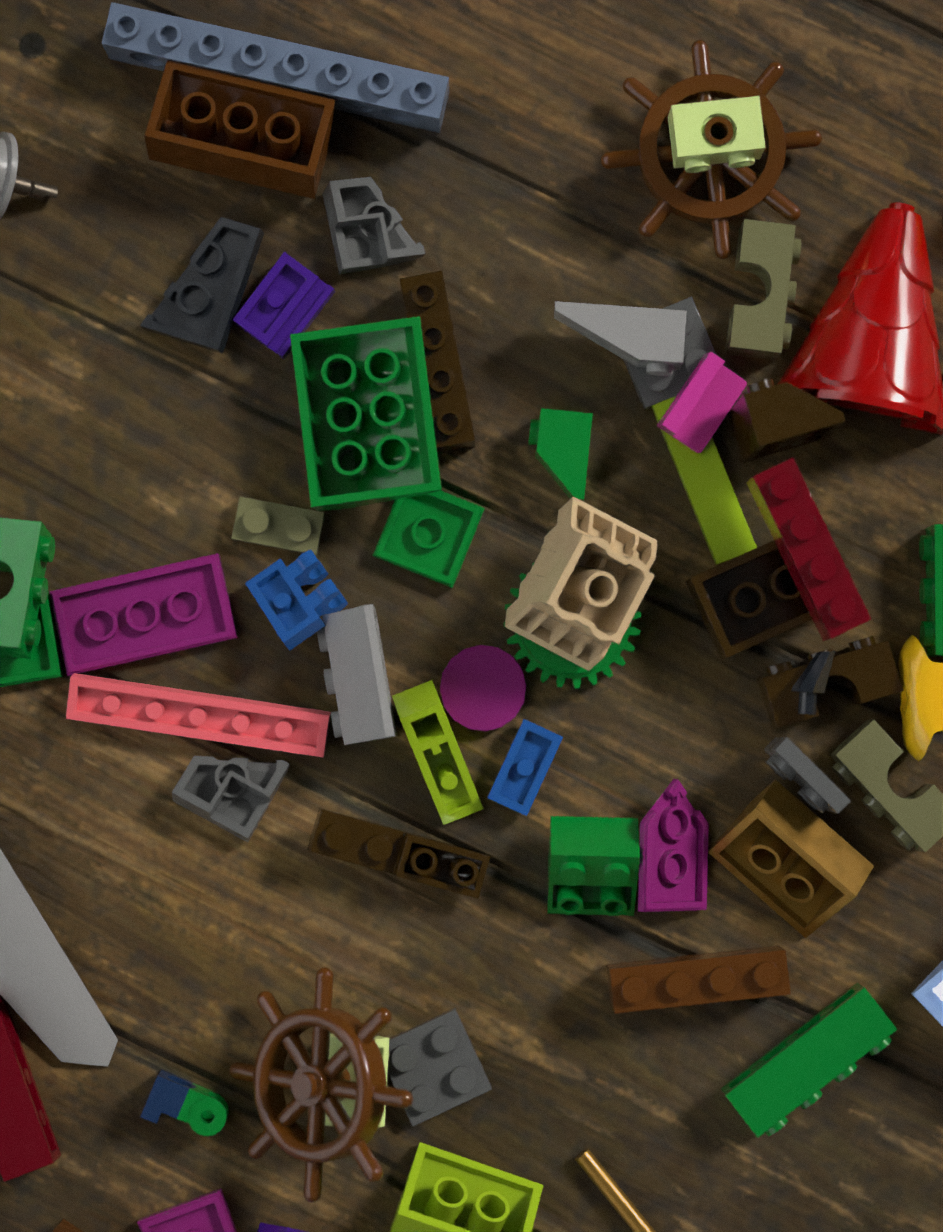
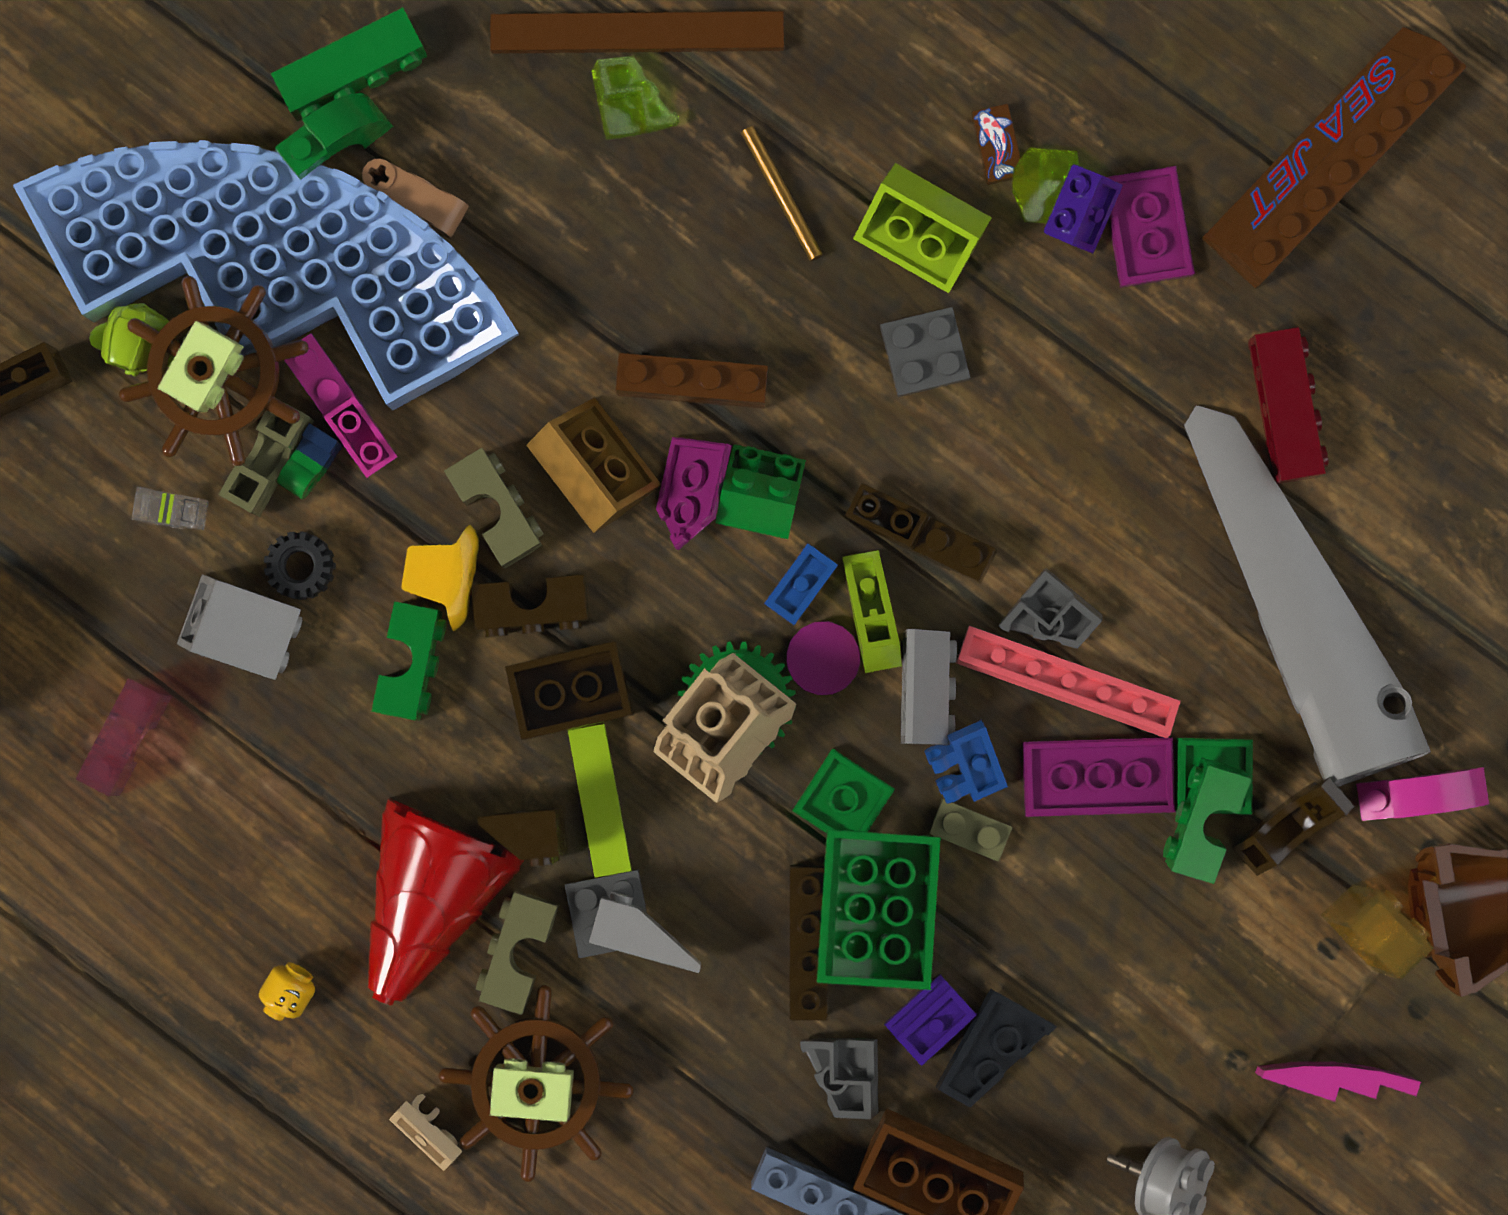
camera: 165 degrees left, 0 degrees up
(188, 1102) = (1135, 362): leg -> none
(338, 1084) = (1008, 353): reddish brown brick -> none
(563, 447) = (715, 848): green slope -> none
(702, 403) = (589, 862): dark pink panel -> none
(807, 62) = (435, 1143): none -> tan plate
(808, 550) = (529, 716): dark red brick -> none
(809, 1060) = (614, 296): green brick -> none
(813, 681) = (545, 607): black bar -> none
(815, 786) = (562, 518): dark grey plate -> none

